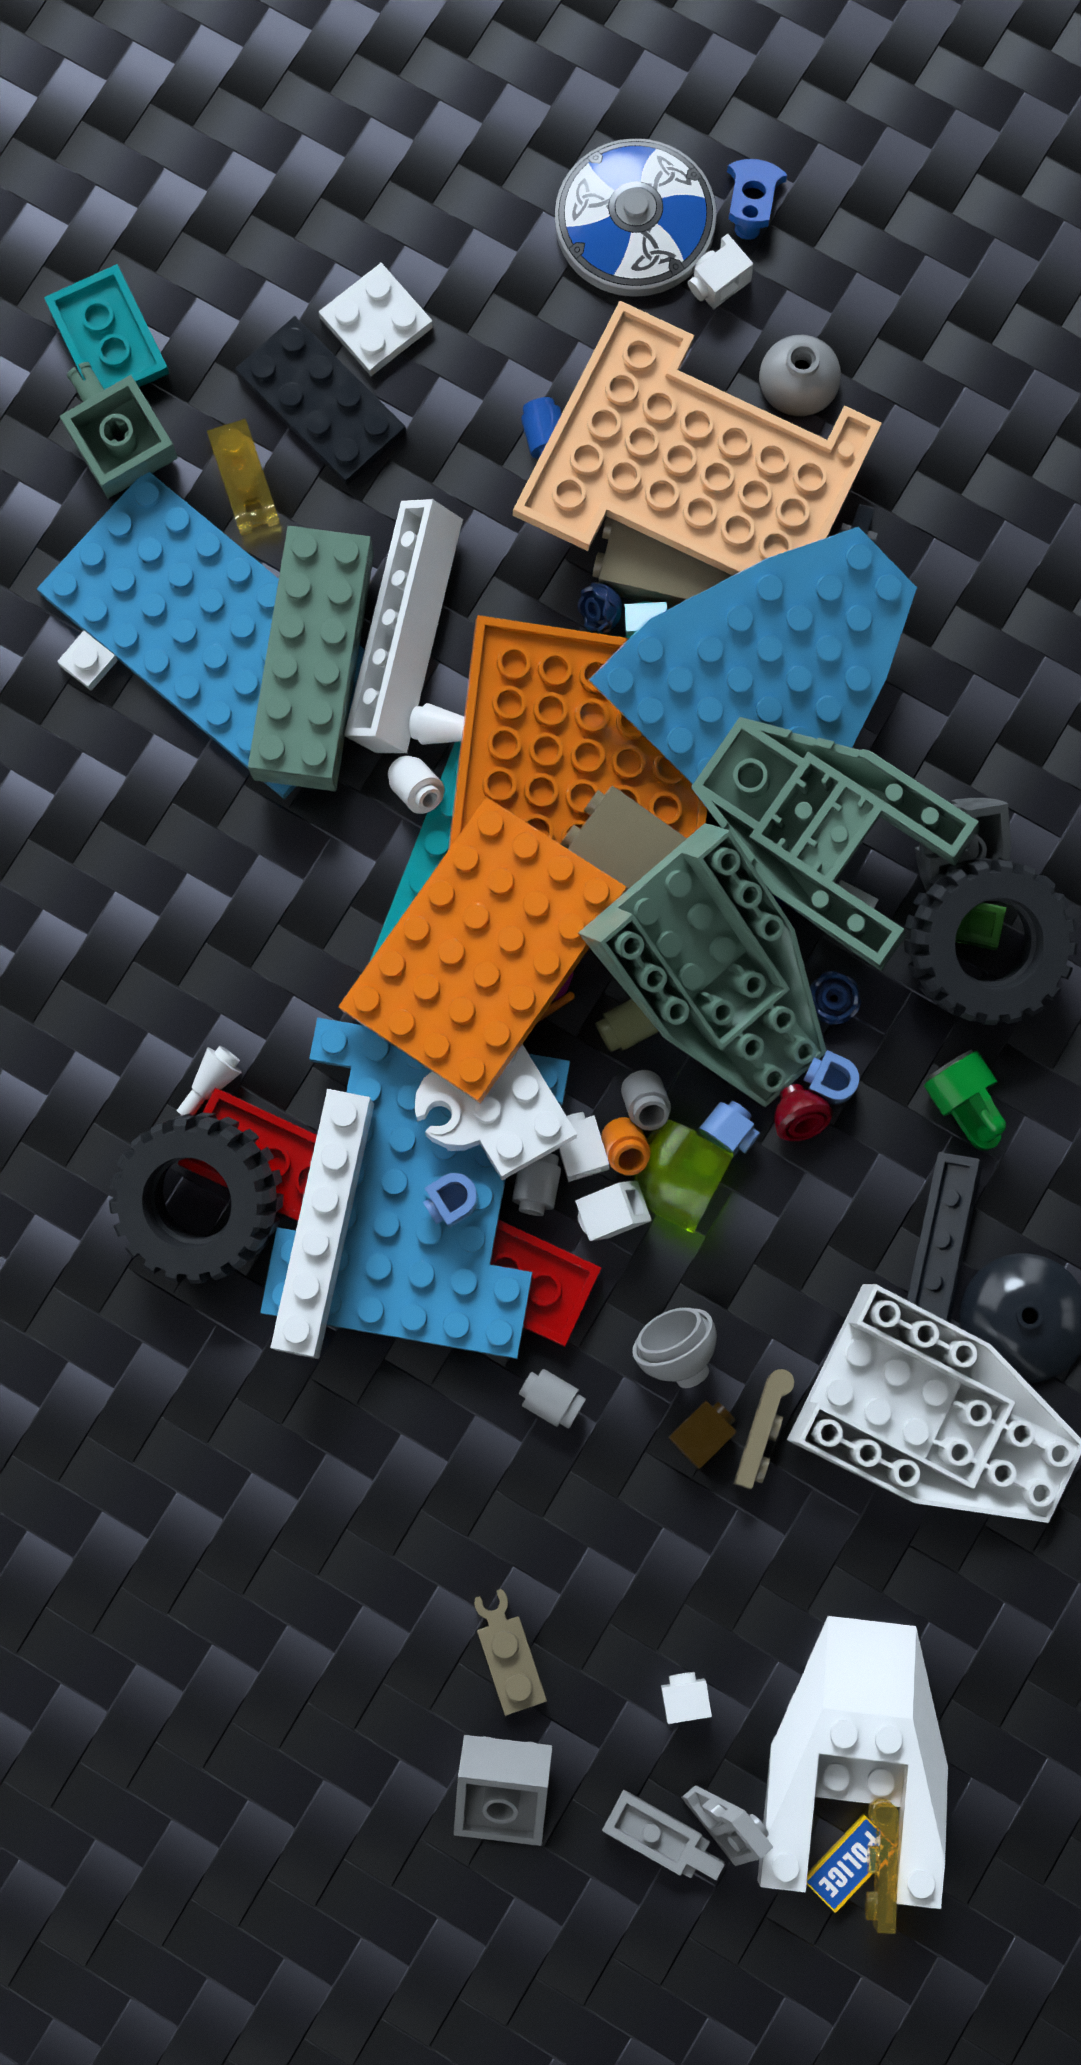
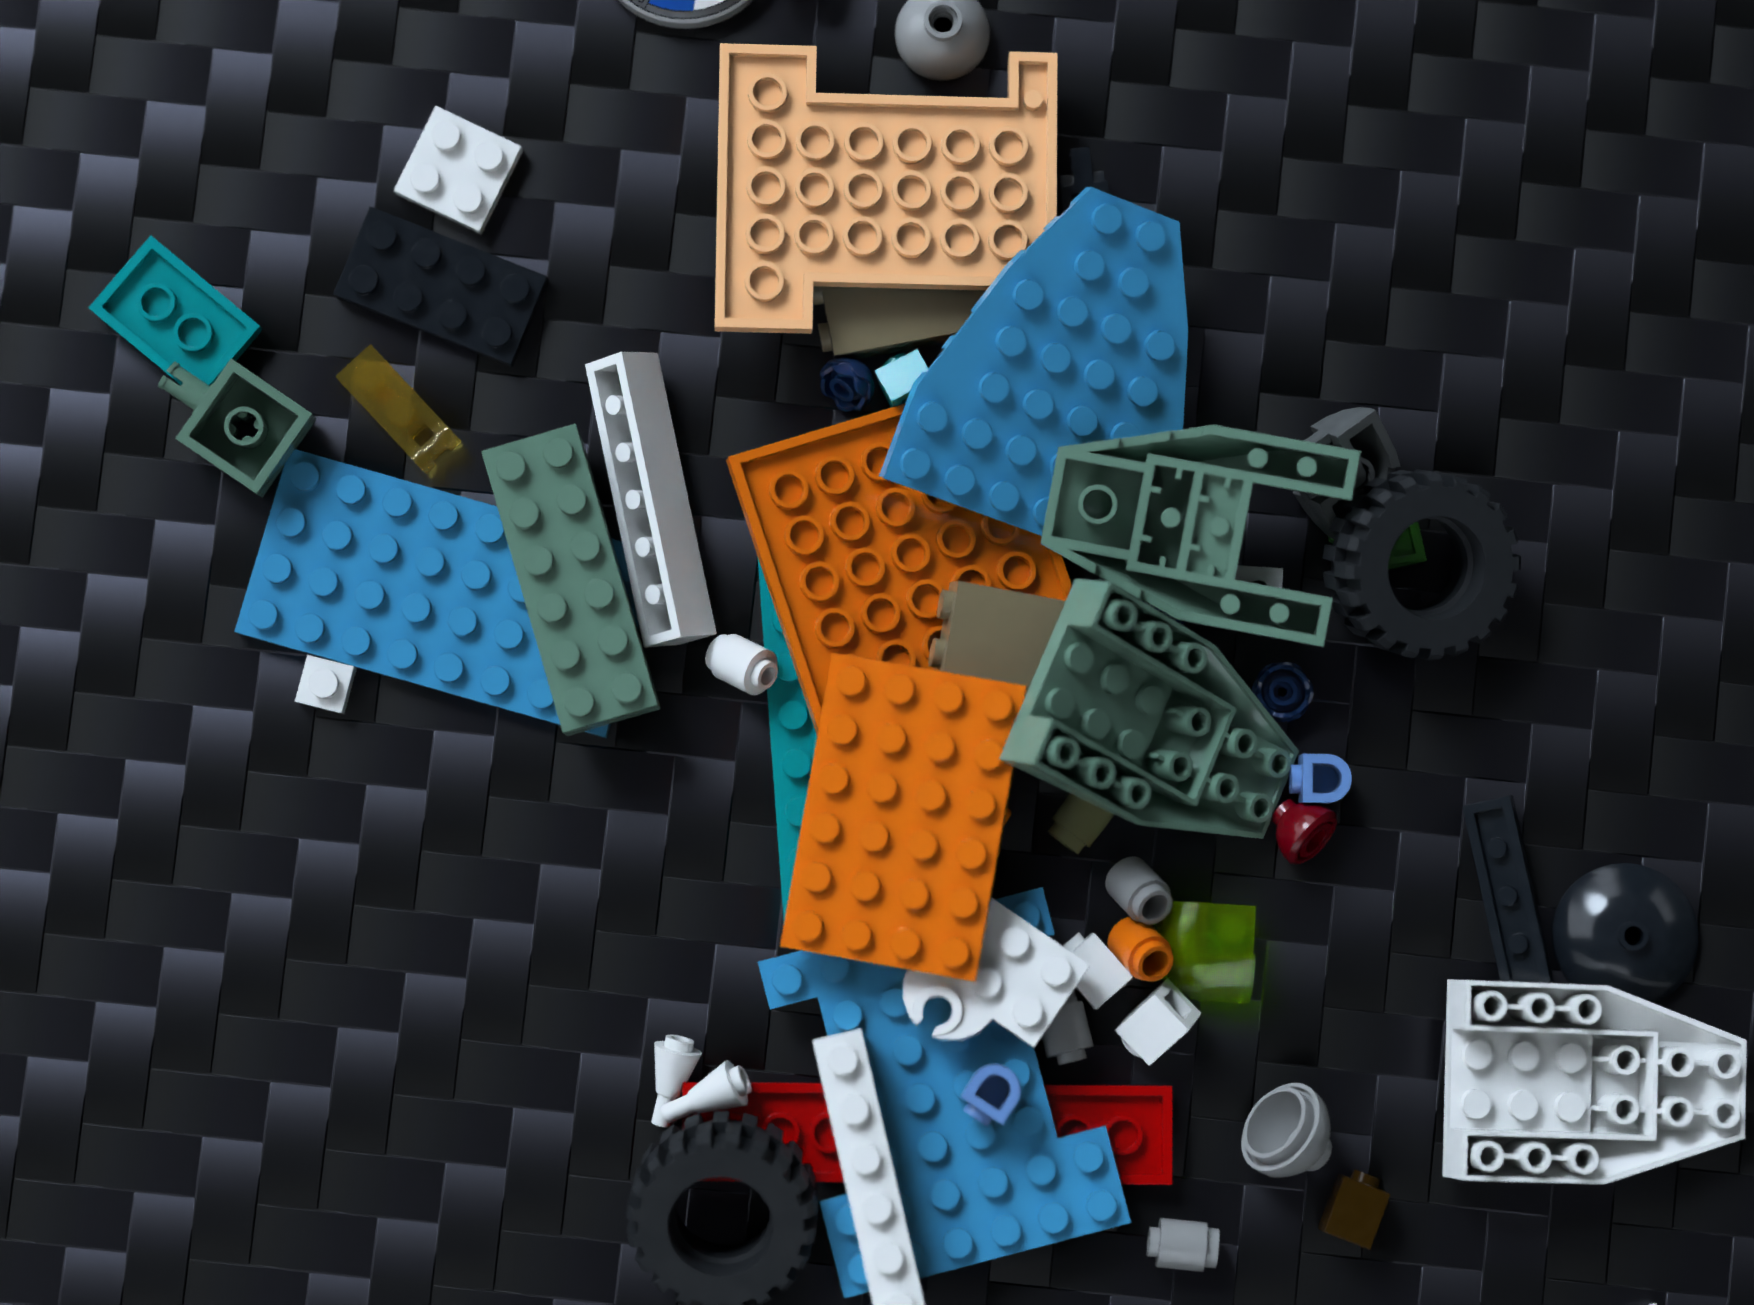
camera: 30 degrees left, 5 degrees up
(241, 1104) = (719, 1090): none -> white cone
(435, 725) = (734, 590): white cone -> none
(539, 422) = (694, 212): blue brick -> none
(730, 1128) = (1237, 878): medium blue plate -> none
(764, 1427) = (1413, 1173): dark tan plate -> none
(962, 1090) = (1459, 731): green piece -> none

